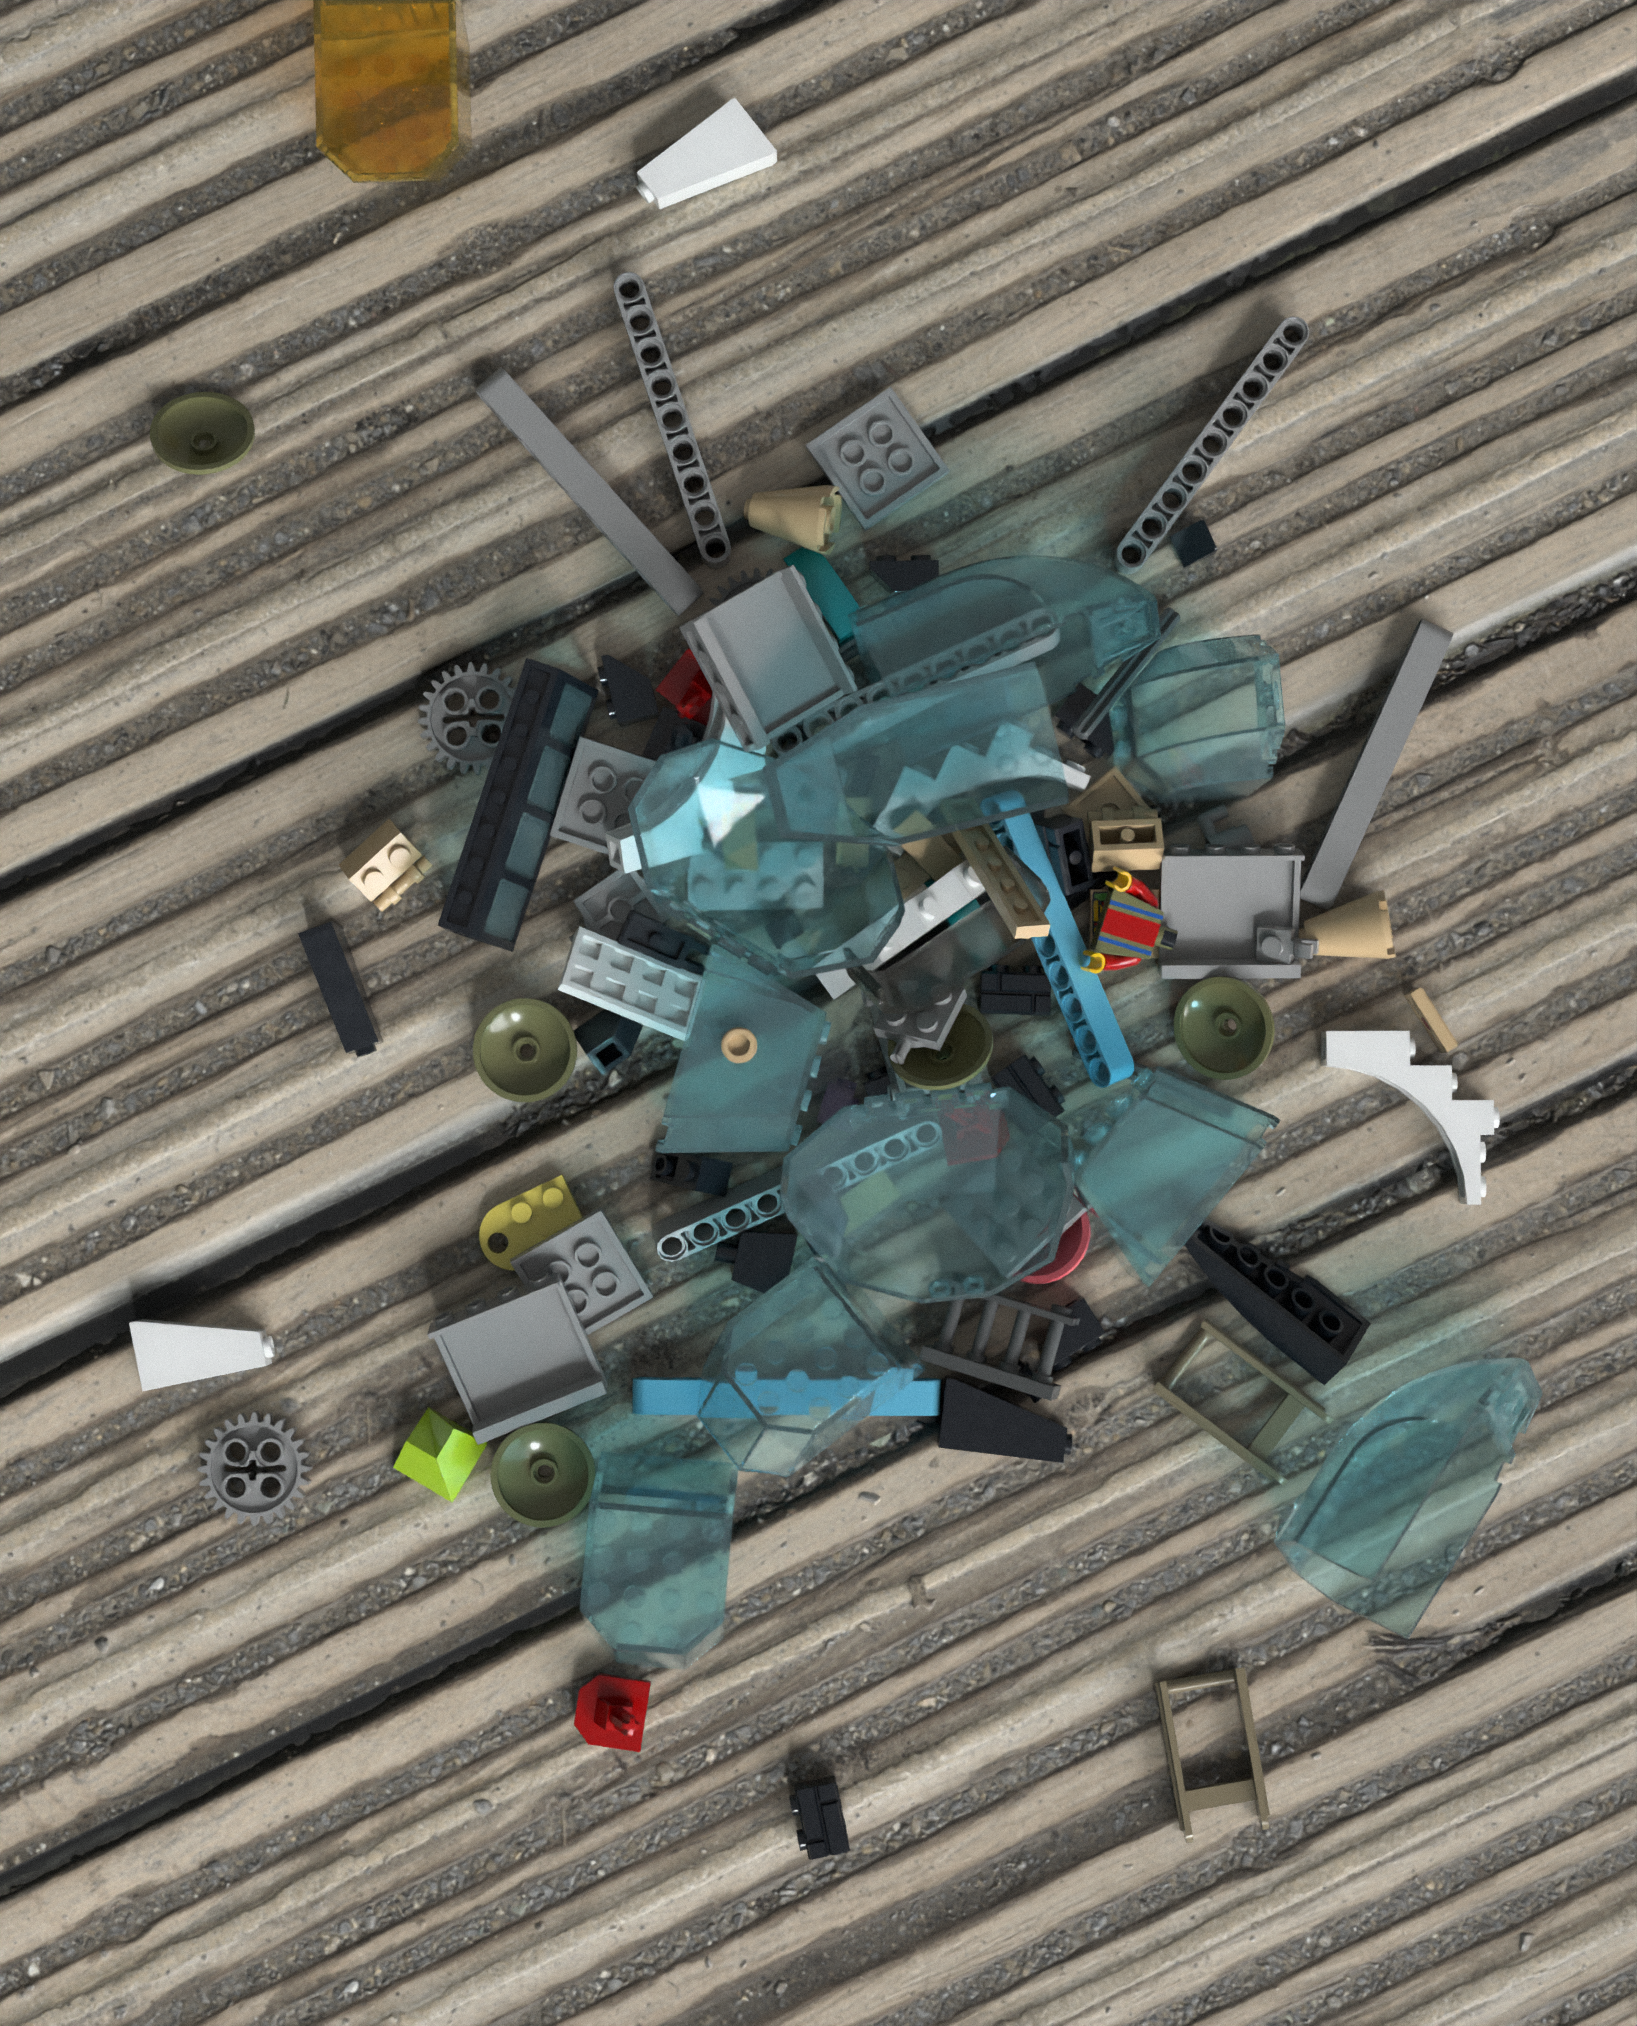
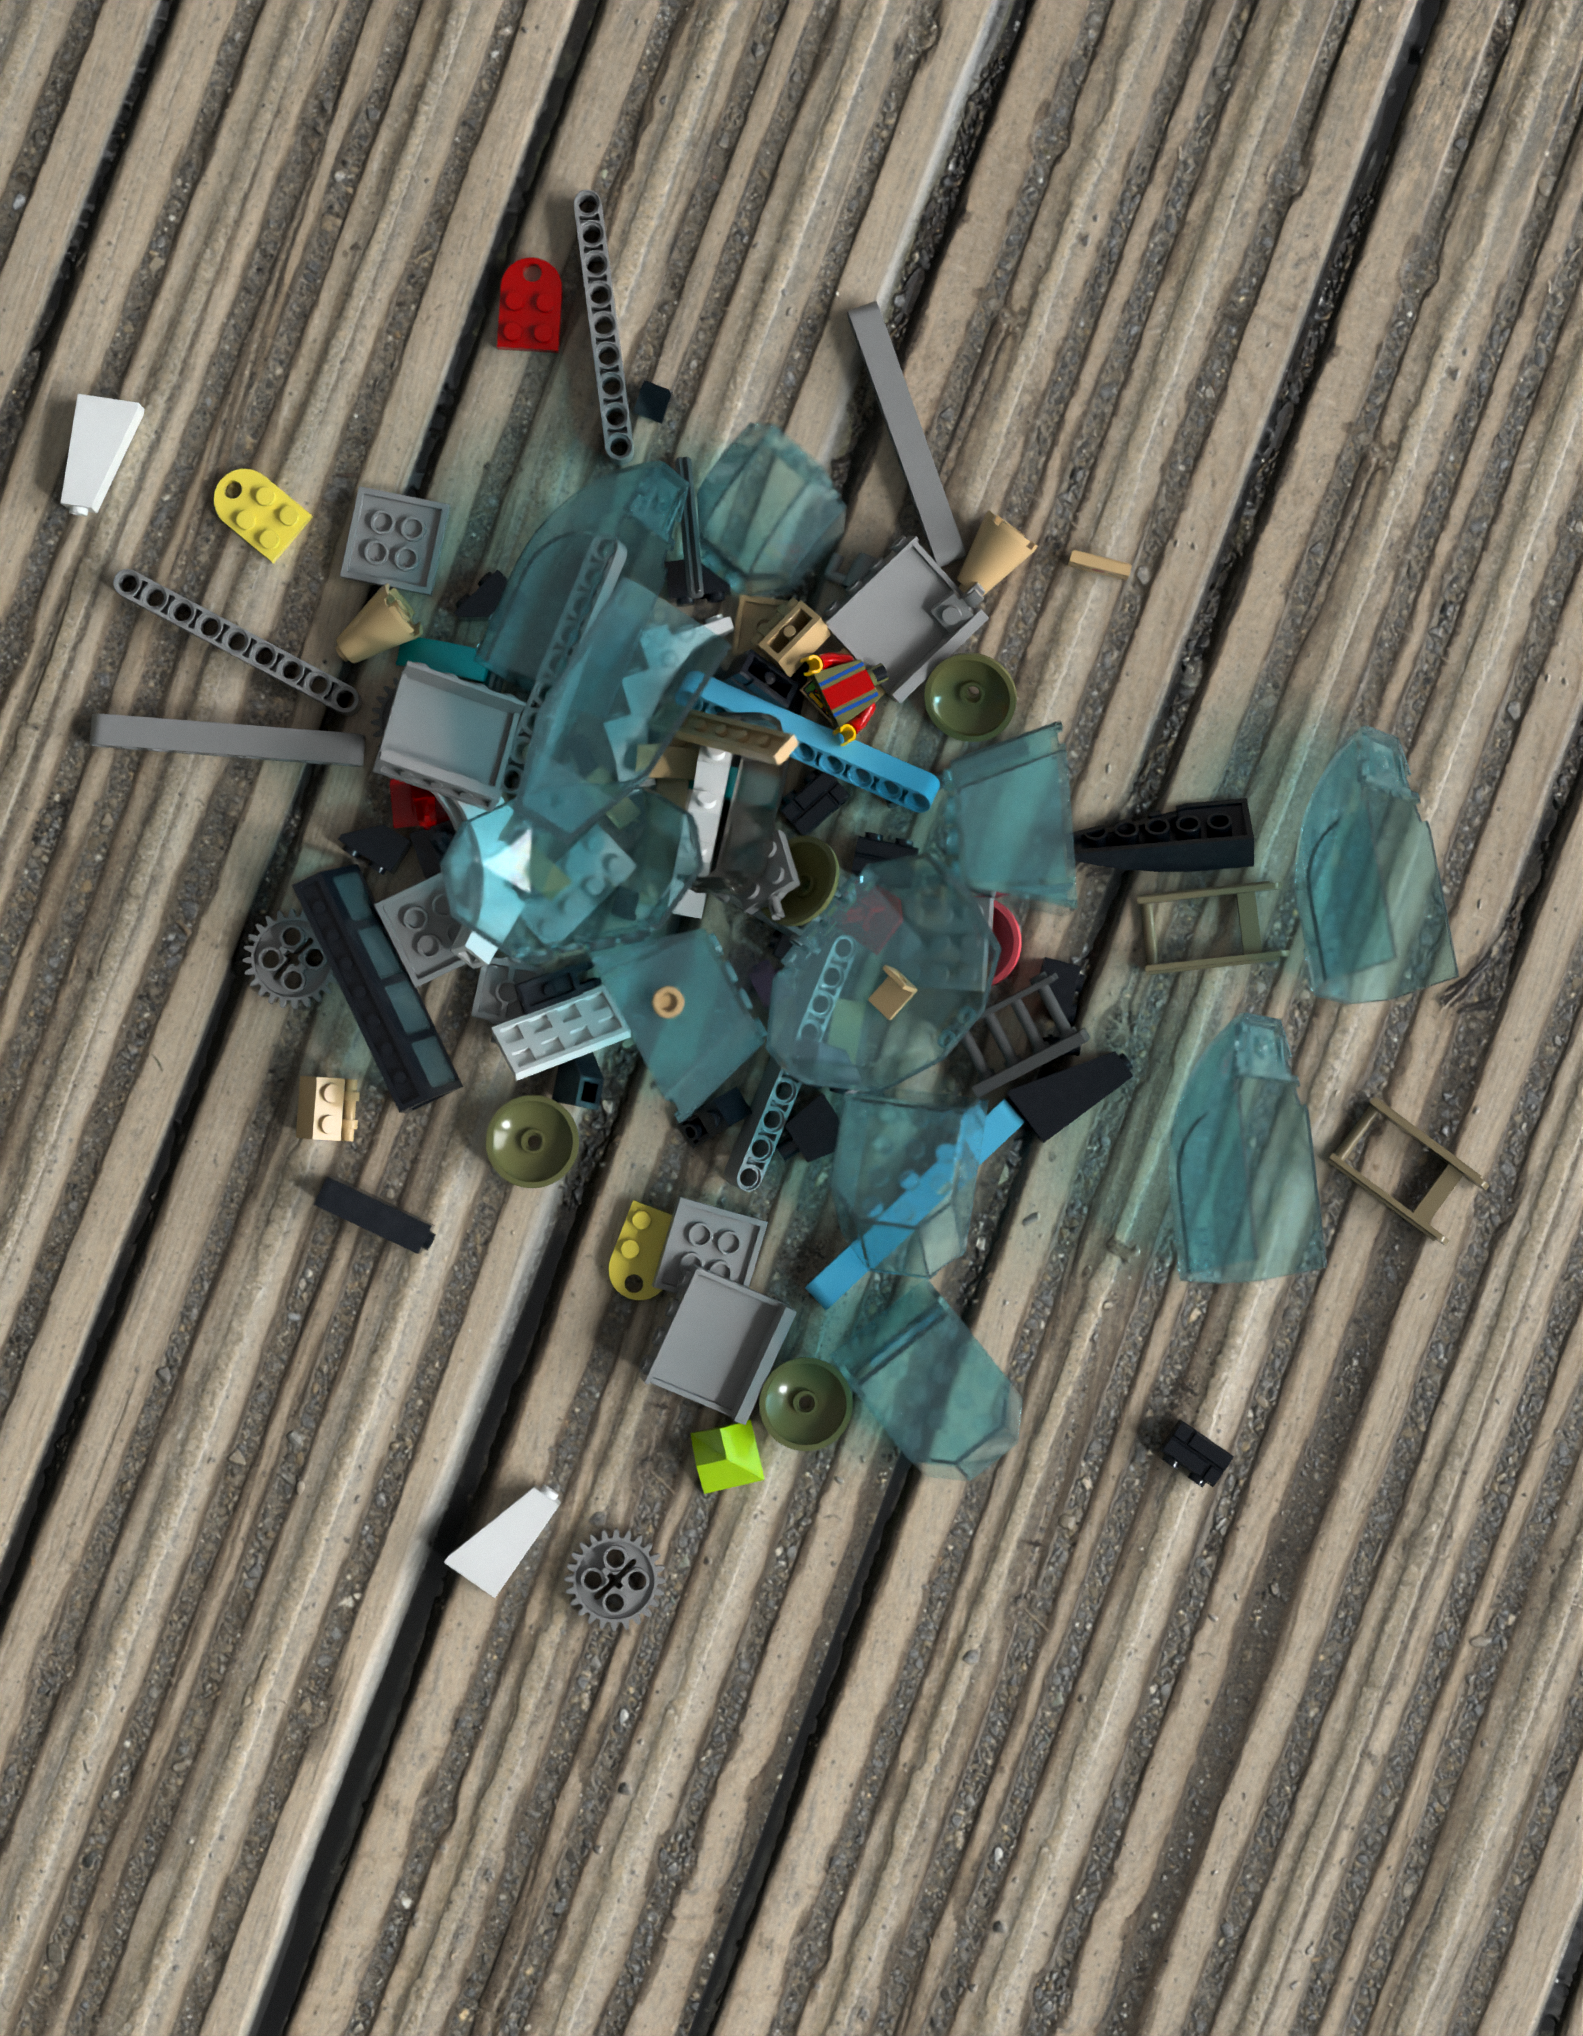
camera: 40 degrees left, 0 degrees up
(613, 1711) = (996, 1514): red piece -> none
(790, 334) = (261, 512): none -> light yellow plate
(931, 1208) = (892, 993): none -> tan bracket
(1086, 1622) = (1244, 1162): none -> clear light blue windscreen
(1165, 375) = (530, 309): none -> red plate
(1459, 1122) = (1140, 609): white arch -> none

